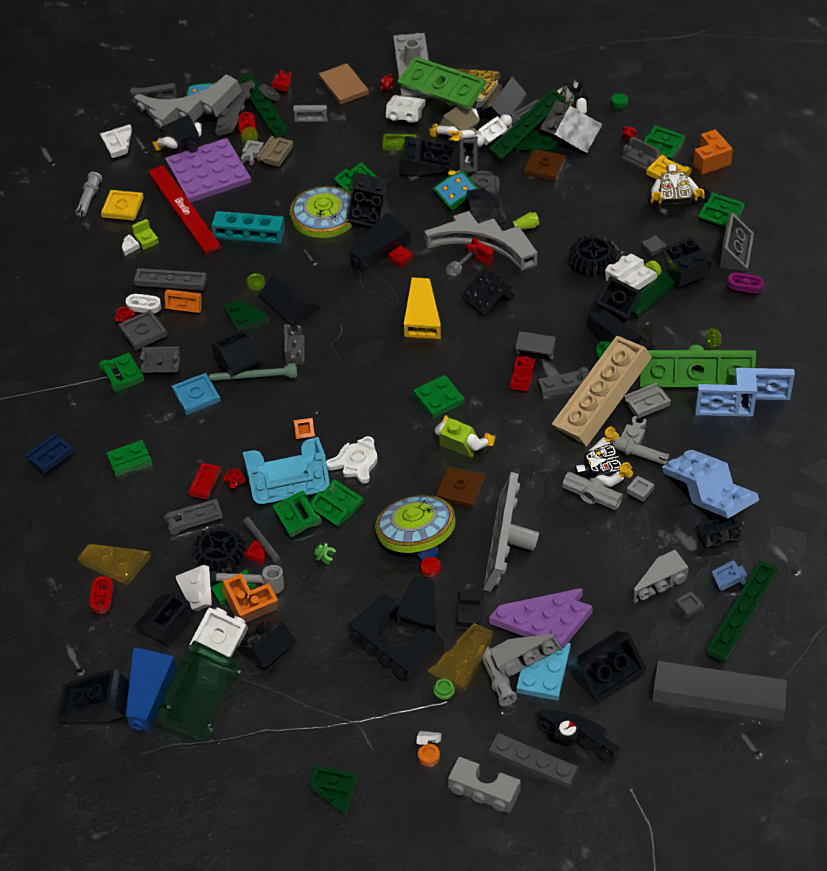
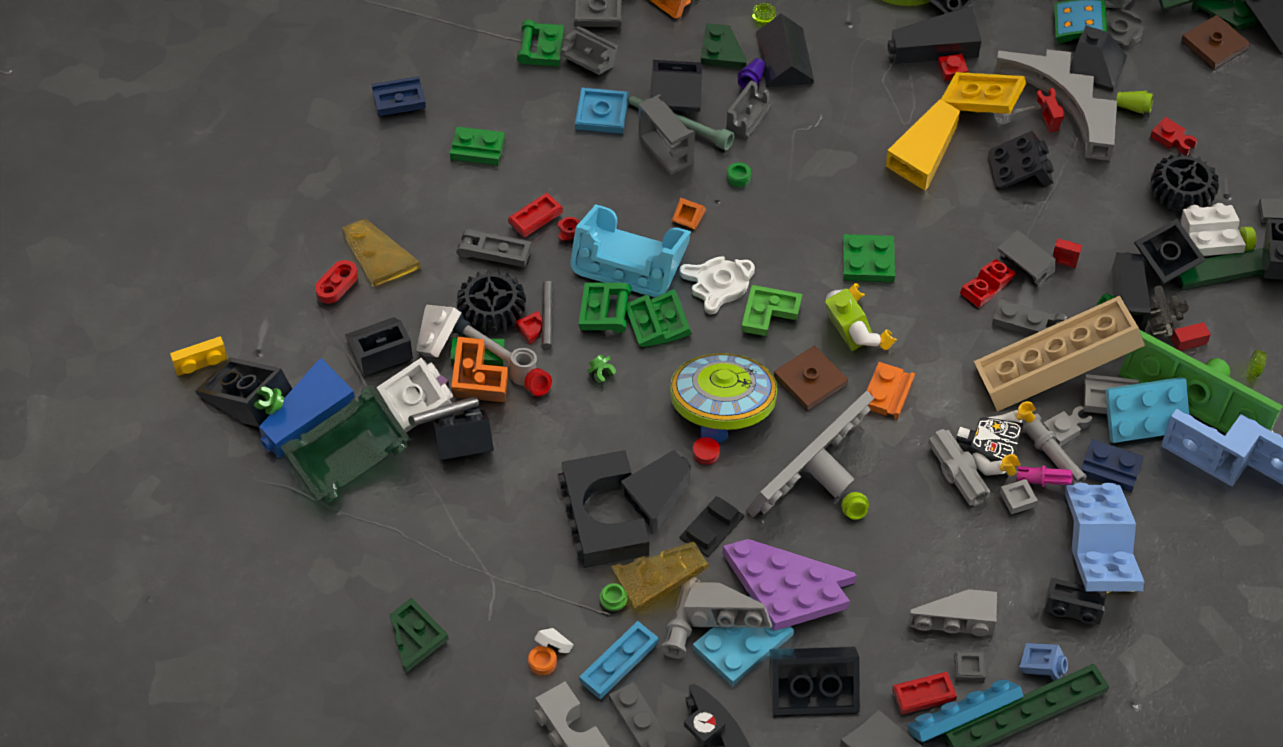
camera: 30 degrees right, 5 degrees up
(42, 695) = (198, 356): none -> yellow plate
(125, 692) = (273, 400): none -> bright green plate
(246, 634) = (443, 411): none -> flat silver bar
(254, 386) = (665, 135): none -> dark grey window
(278, 322) = (751, 72): none -> dark purple cone
(290, 583) = (538, 382): none -> red tile
(317, 388) = (738, 174): none -> green tile
(399, 456) = (769, 302): none -> bright green plate
(434, 260) = (984, 92): none -> yellow plate
(478, 725) = (618, 660): none -> dark azure plate
(514, 463) = (889, 389): none -> orange plate
(548, 548) = (855, 505): none -> lime plate
(557, 330) = (1066, 253): none -> red plate
(561, 231) = (1172, 134): none -> red plate
(647, 467) = (1045, 476): none -> dark pink axle
(665, 341) = (1190, 336): none -> red piece
(674, 396) = (1144, 408): none -> medium azure plate
(676, 635) = (924, 693): none -> red plate
(677, 440) = (1111, 465): none -> dark blue plate
(708, 631) = (958, 713): none -> dark azure plate

